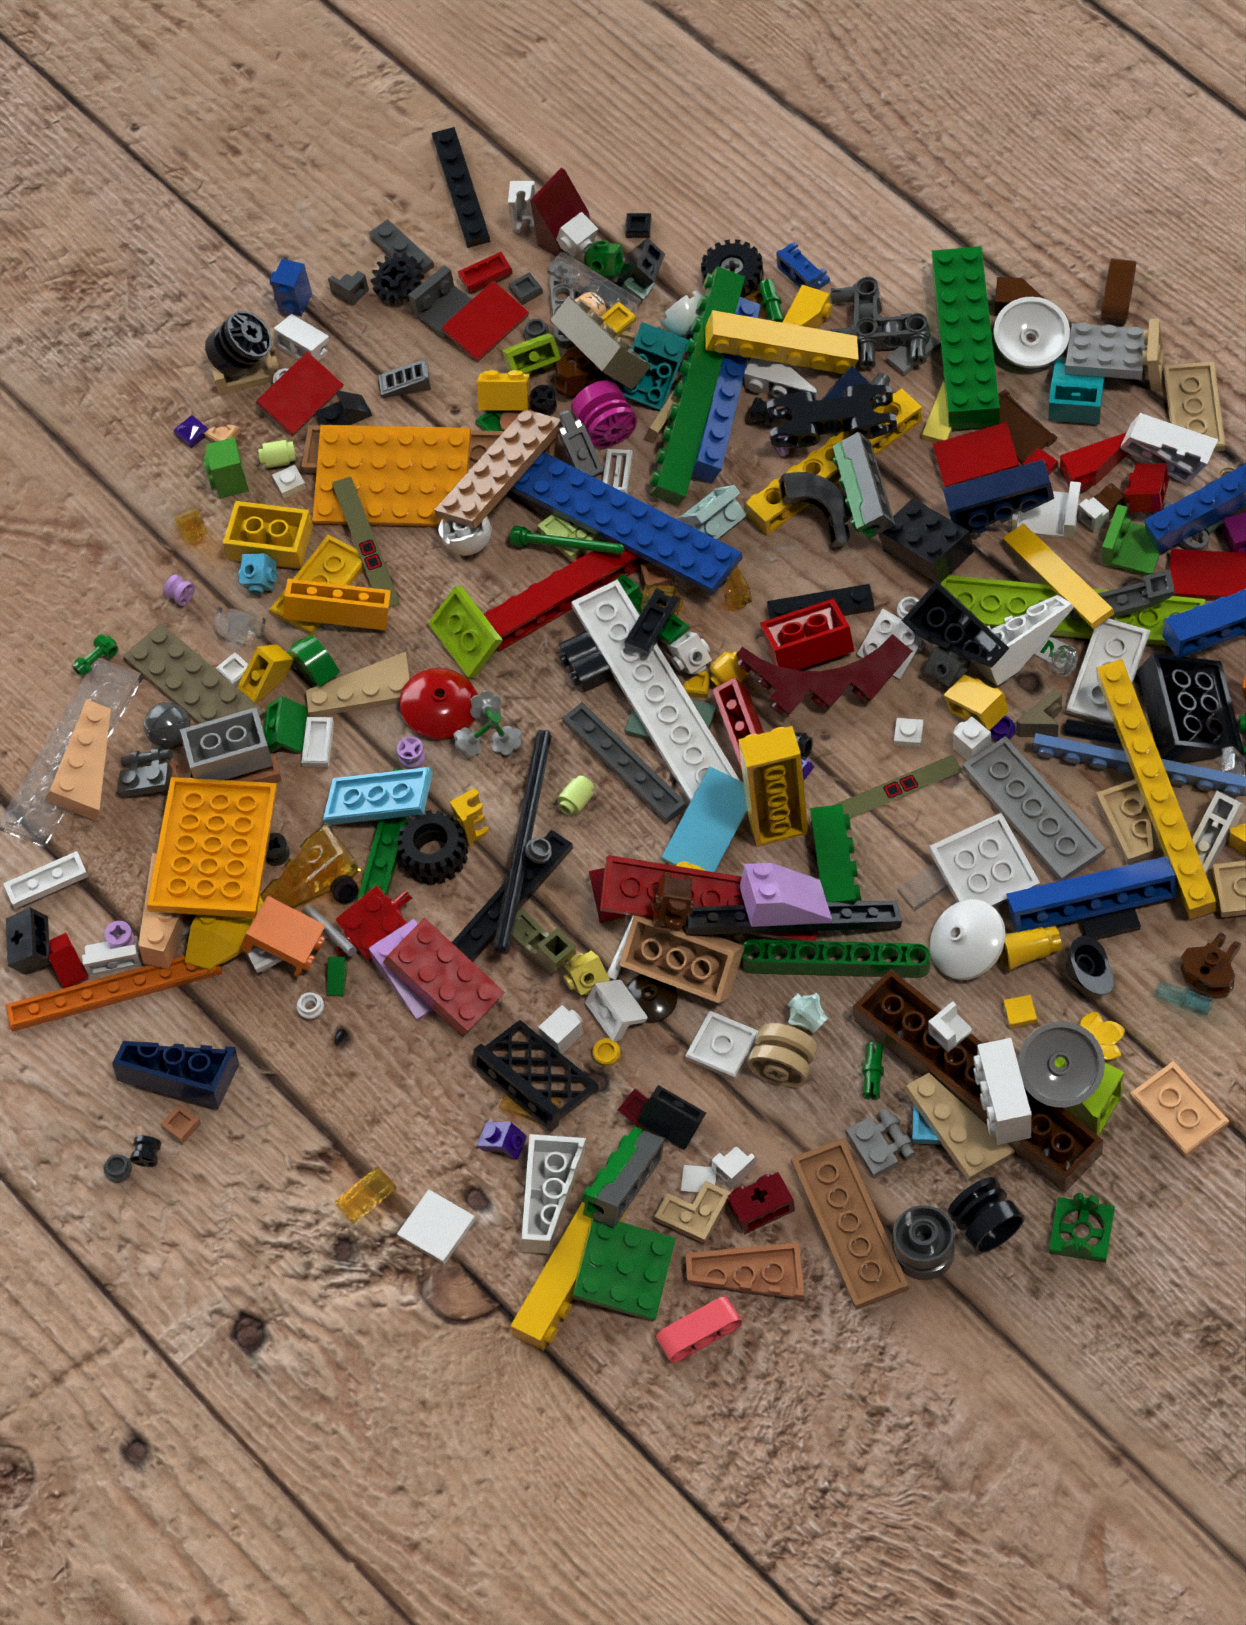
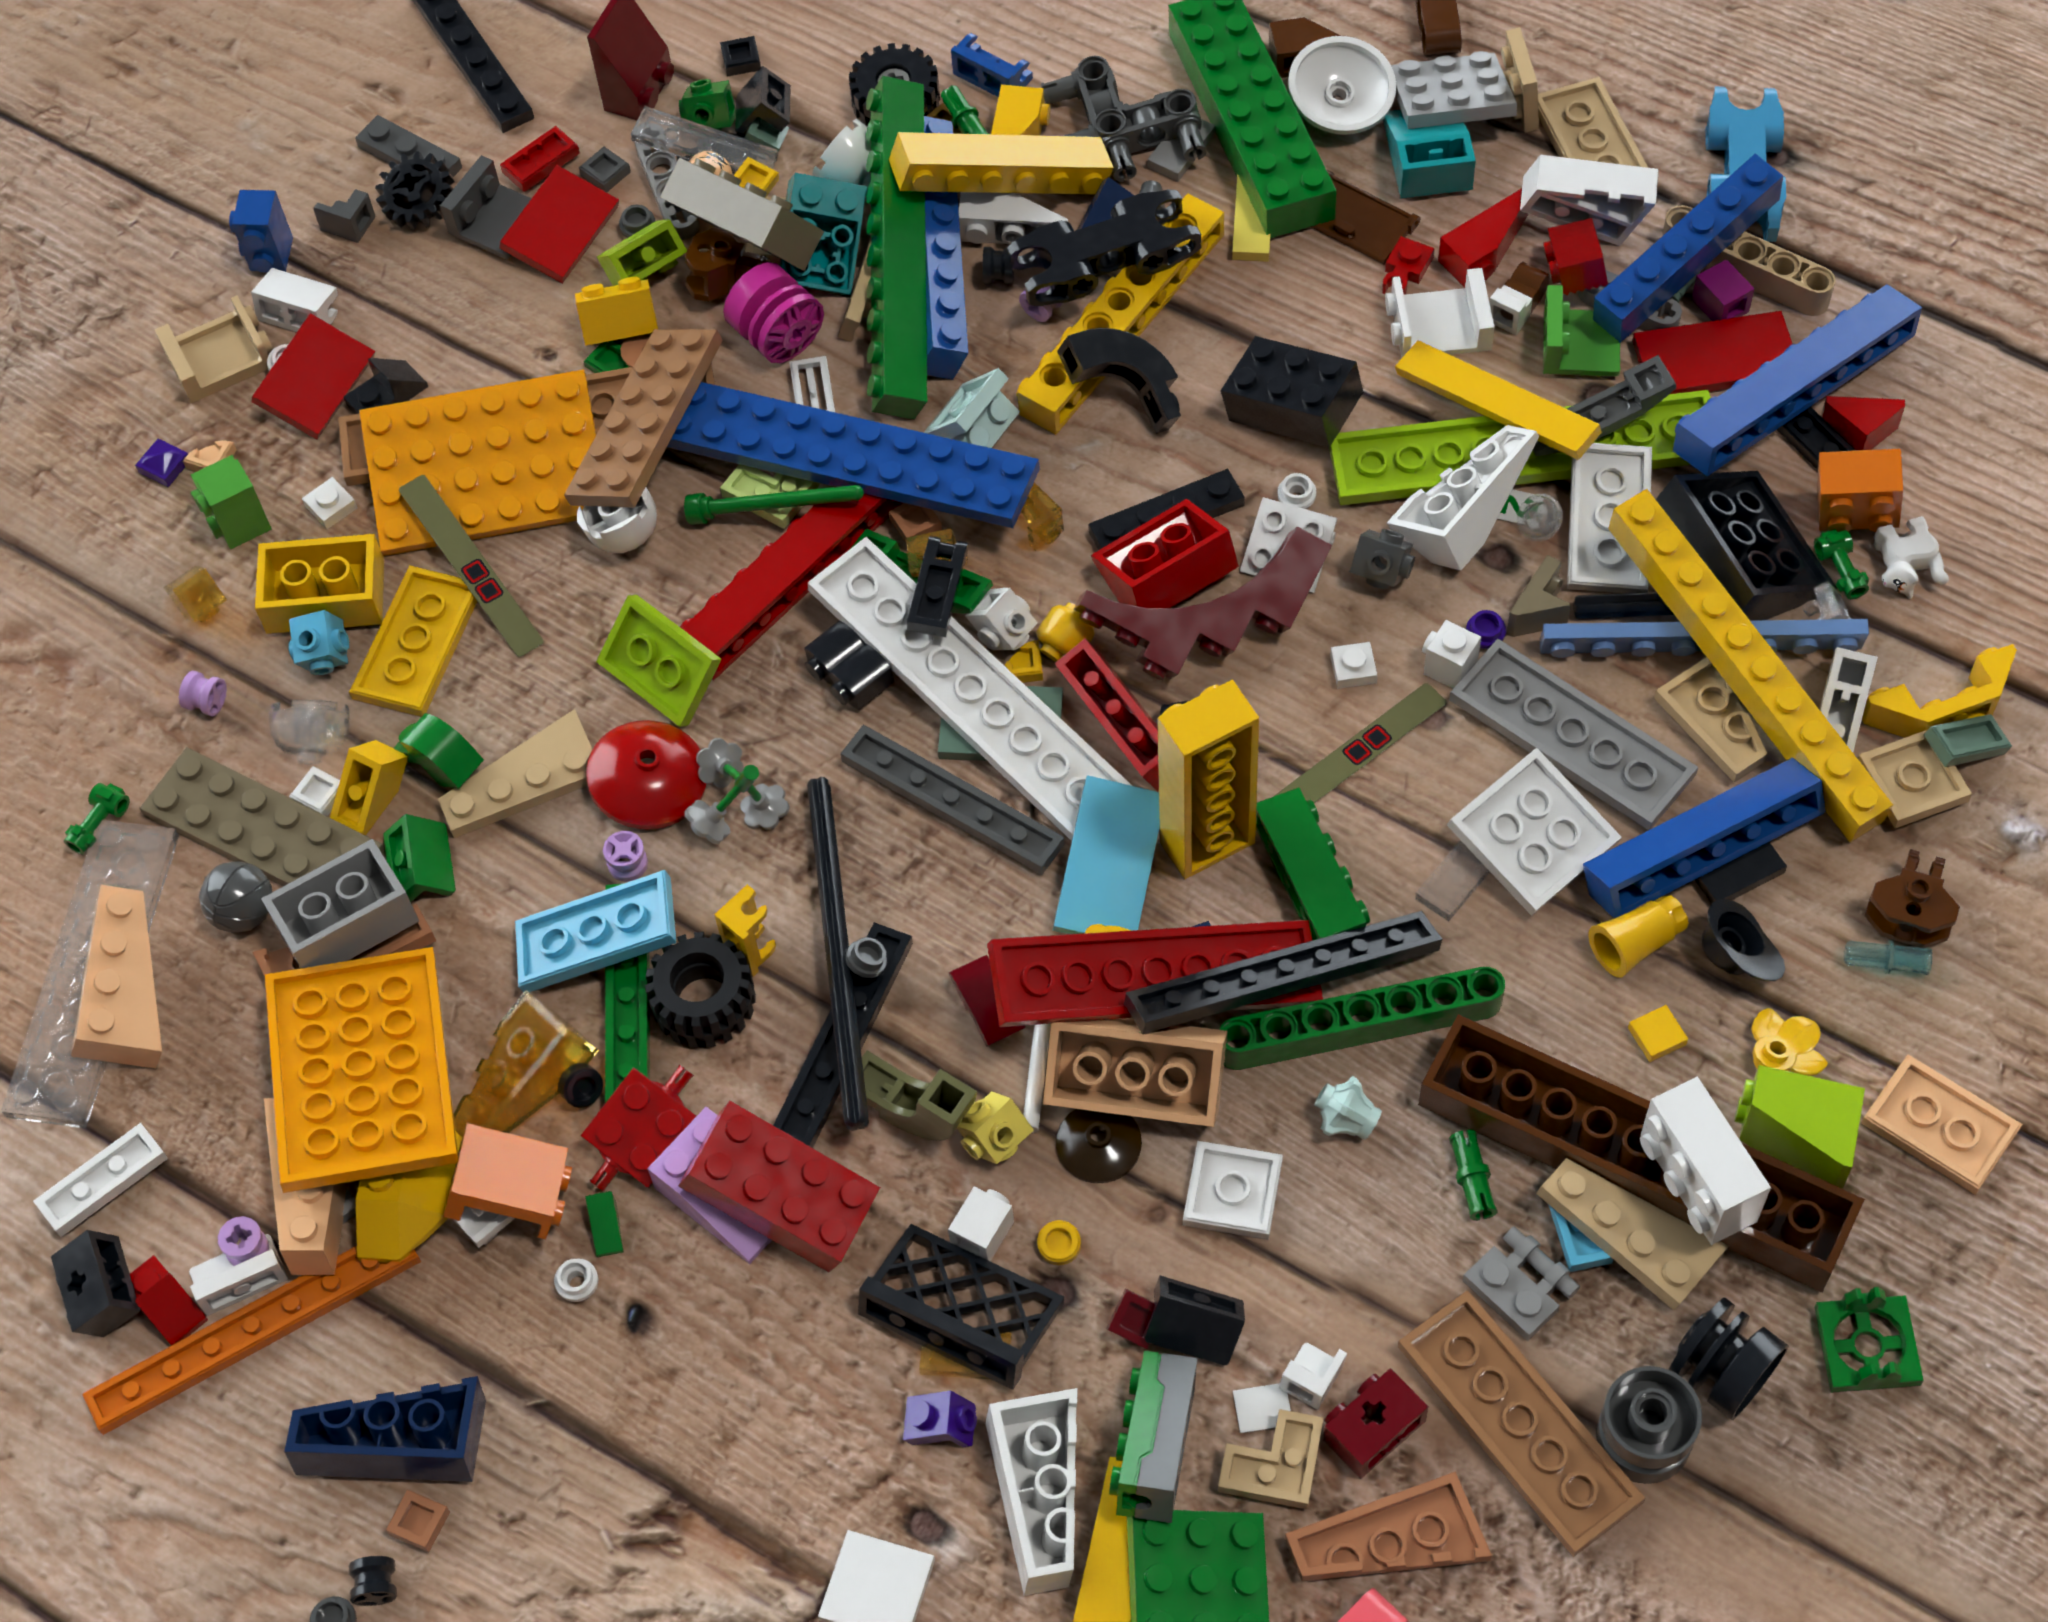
camera: 20 degrees left, 0 degrees up
(146, 779) = (220, 988): dark grey plate -> none
(238, 343) = (204, 321): black wheel -> none
(277, 453) = (302, 466): yellowish green brick -> none
(280, 854) = (464, 1053): pearl dark grey wheel -> none
(317, 742) = (476, 872): white tile -> none
(330, 930) = (577, 1154): light grey bar -> none
(336, 604) = (453, 661): light orange brick -> none
(365, 1194) = (748, 1563): clear yellow tile -> none
(414, 385) = (471, 311): dark grey slope -> none
(519, 204) = (571, 54): white hinge -> none
(545, 394) = (676, 311): black wheel -> none
(575, 795) = (894, 864): yellowish green brick -> none
(577, 235) = (663, 78): white brick -> none
(578, 444) = (749, 359): light grey hinge -> none
(614, 1008) = (1053, 1172): white panel -> none
(672, 902) = (1111, 989): reddish brown hinge -> none
(782, 896) = (1263, 943): lavender slope -> none
(782, 1055) = (1337, 1183): tan wheel -> none
(863, 485) = (1183, 331): piece -> none
(948, 1027) = (1579, 1084): white panel -> none
(951, 625) = (1376, 497): black wedge -> none
(975, 454) = (1319, 264): red tile -> none
(975, 699) = (1436, 595): yellow brick -> none
(976, 946) = (1572, 950): white dish -> none
(998, 496) = (1380, 305): dark blue wedge -> none
(1065, 1084) = (1806, 1103): light grey dish -> none

